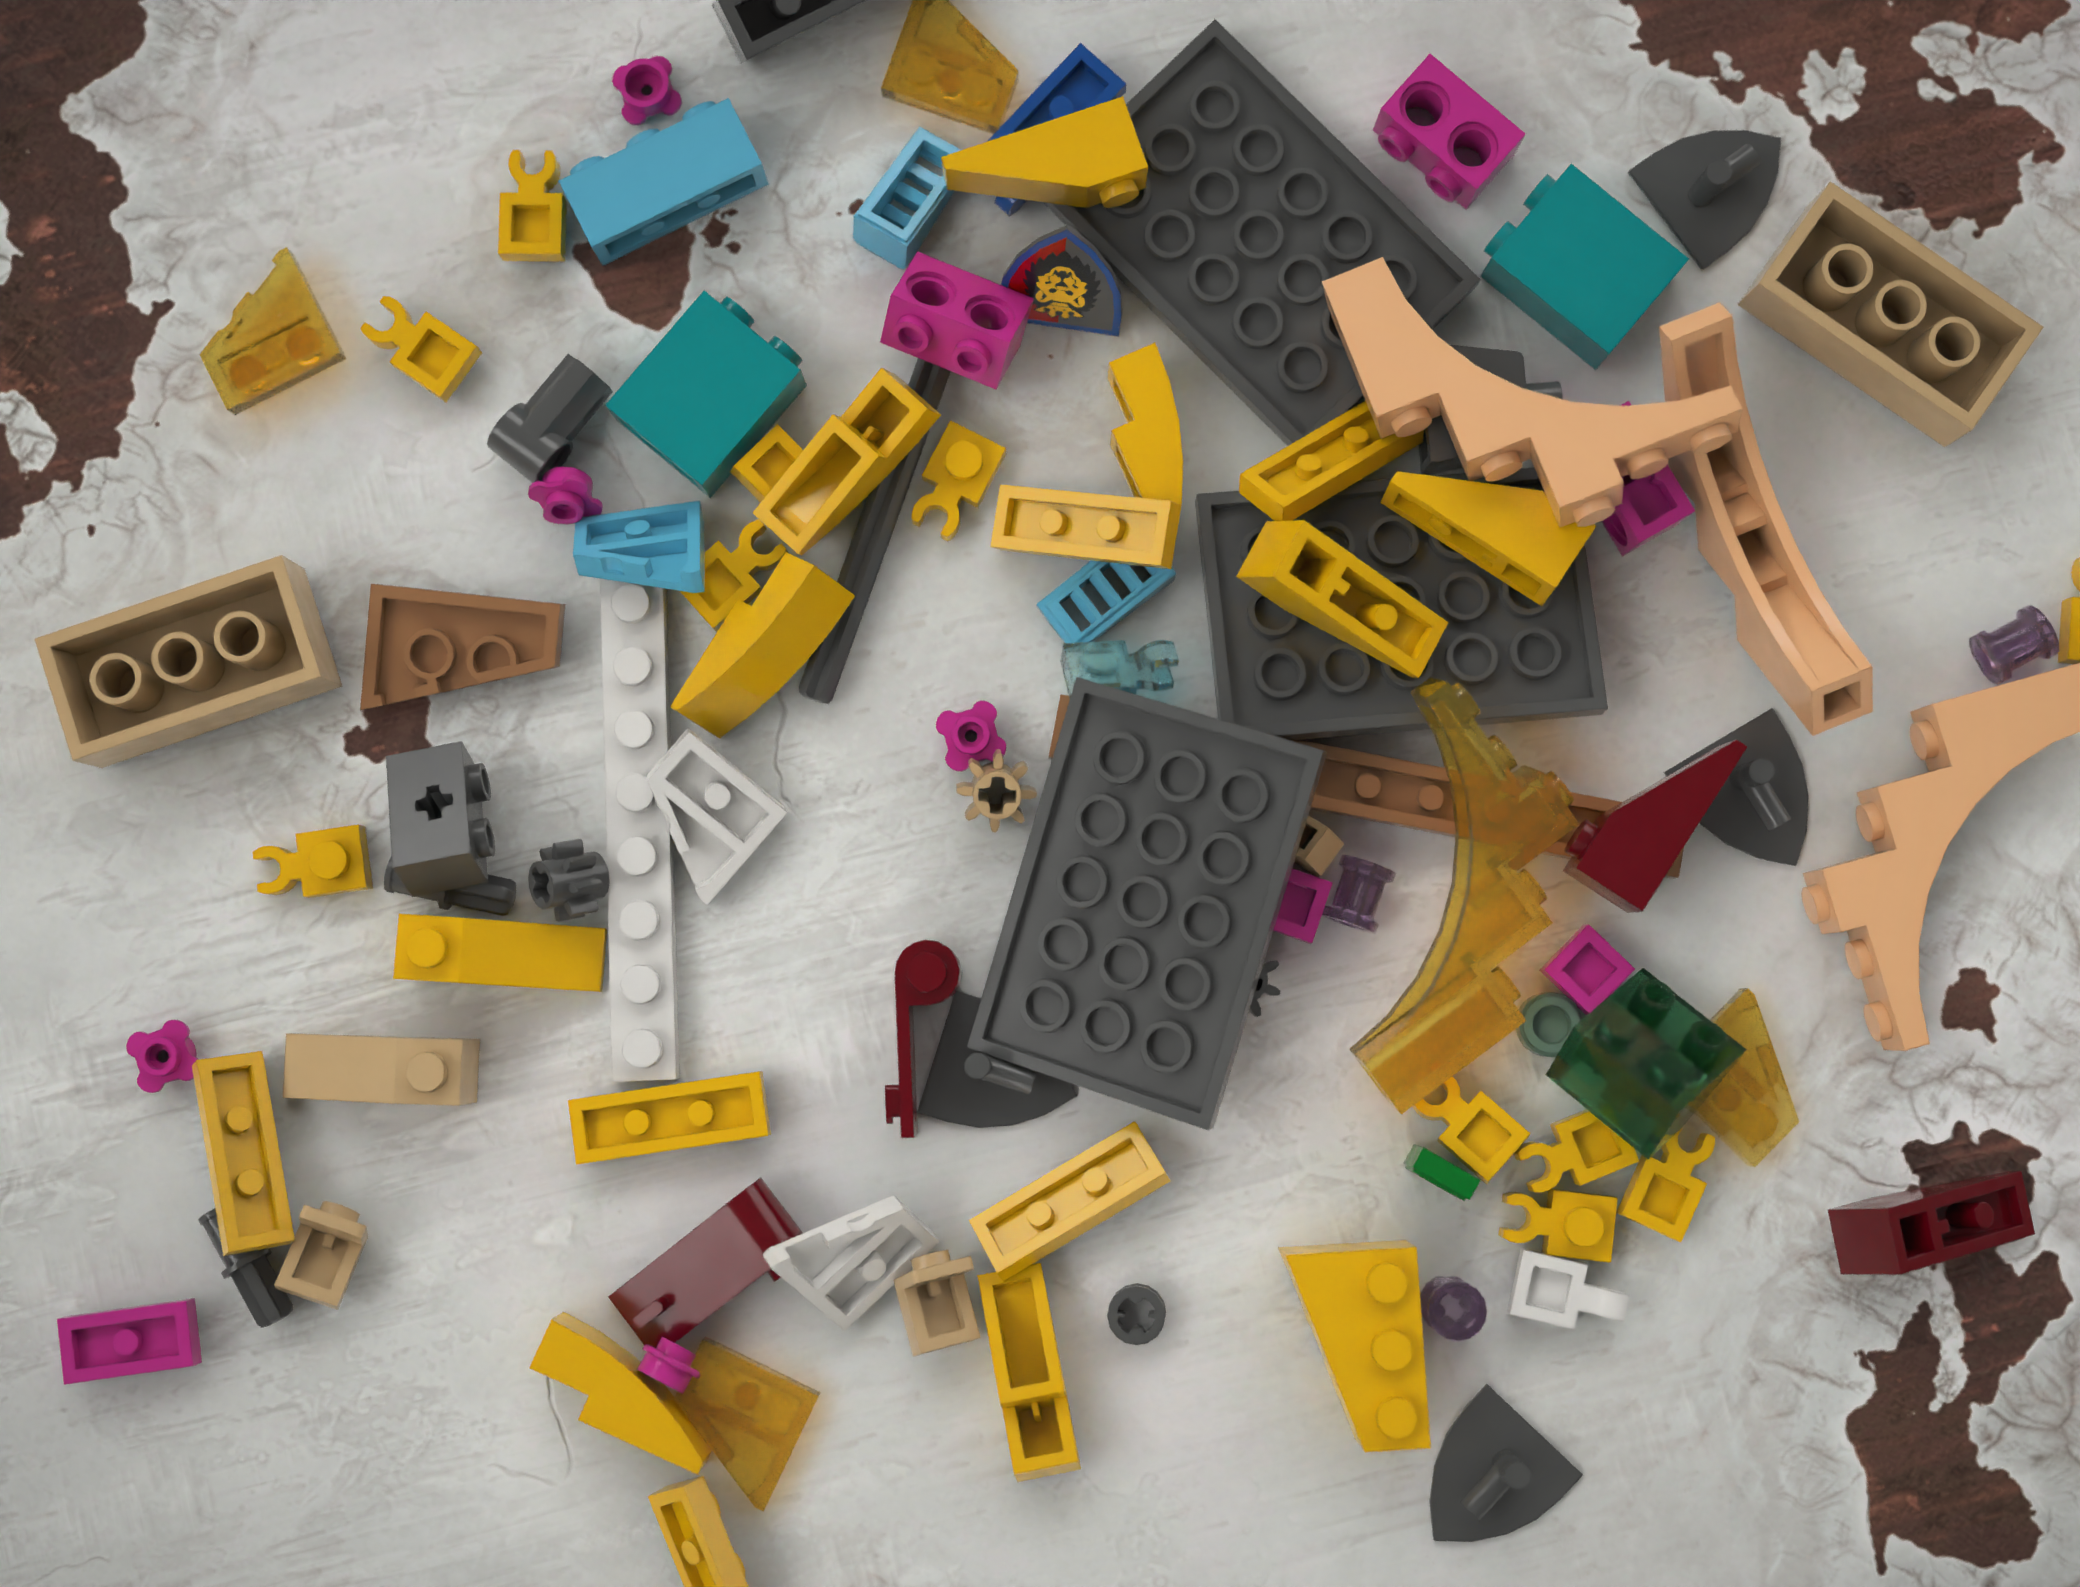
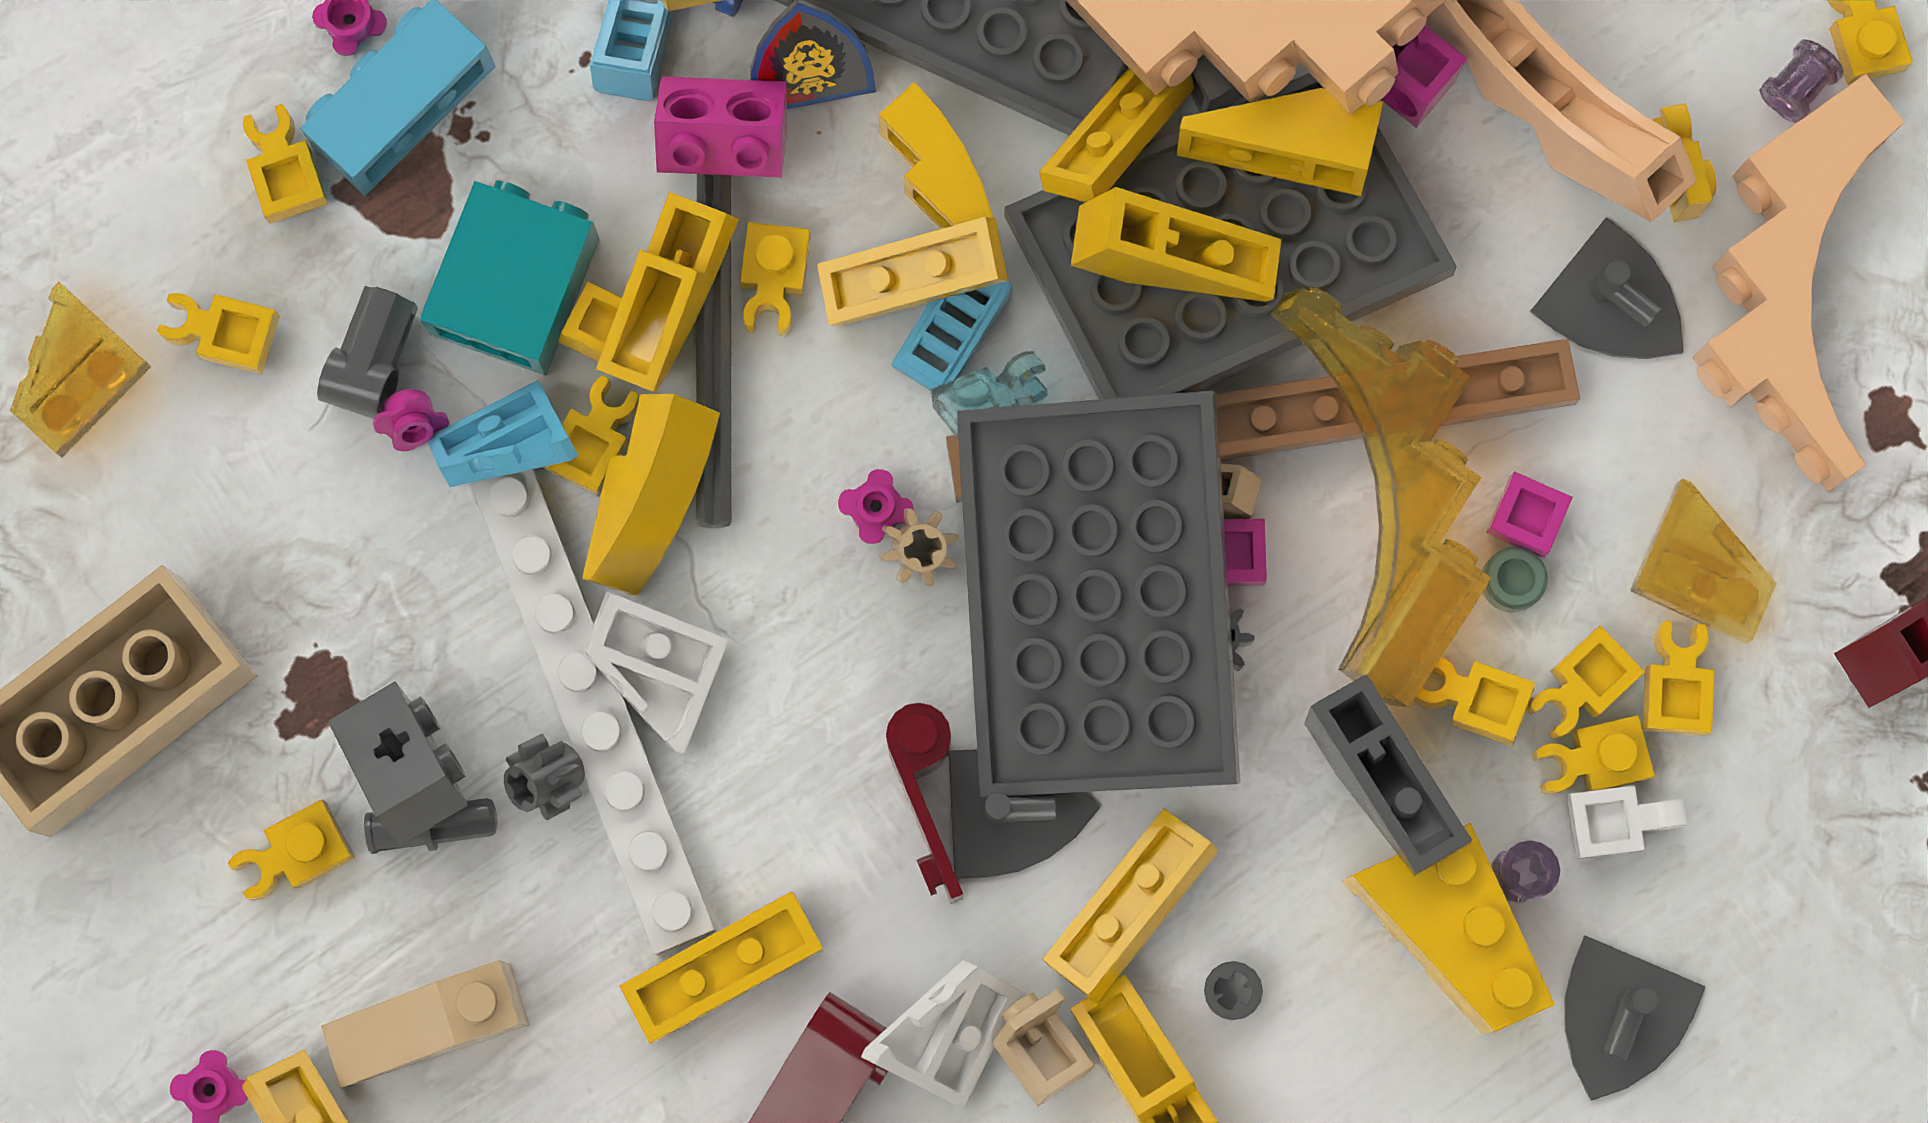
camera: 25 degrees left, 5 degrees down
(452, 641) = (349, 593): medium nougat wing -> none
(499, 953) = (501, 871): yellow slope -> none
(1353, 874) = (1281, 502): clear purple bush -> none
(1354, 1174) = (1385, 774): none -> dark grey slope
(1441, 1173) = (1466, 750): green tile -> none
(1639, 840) = (1530, 378): dark red slope -> none
(1644, 1062) = (1613, 577): clear green slope -> none
(1875, 646) = (1699, 195): none -> yellow plate

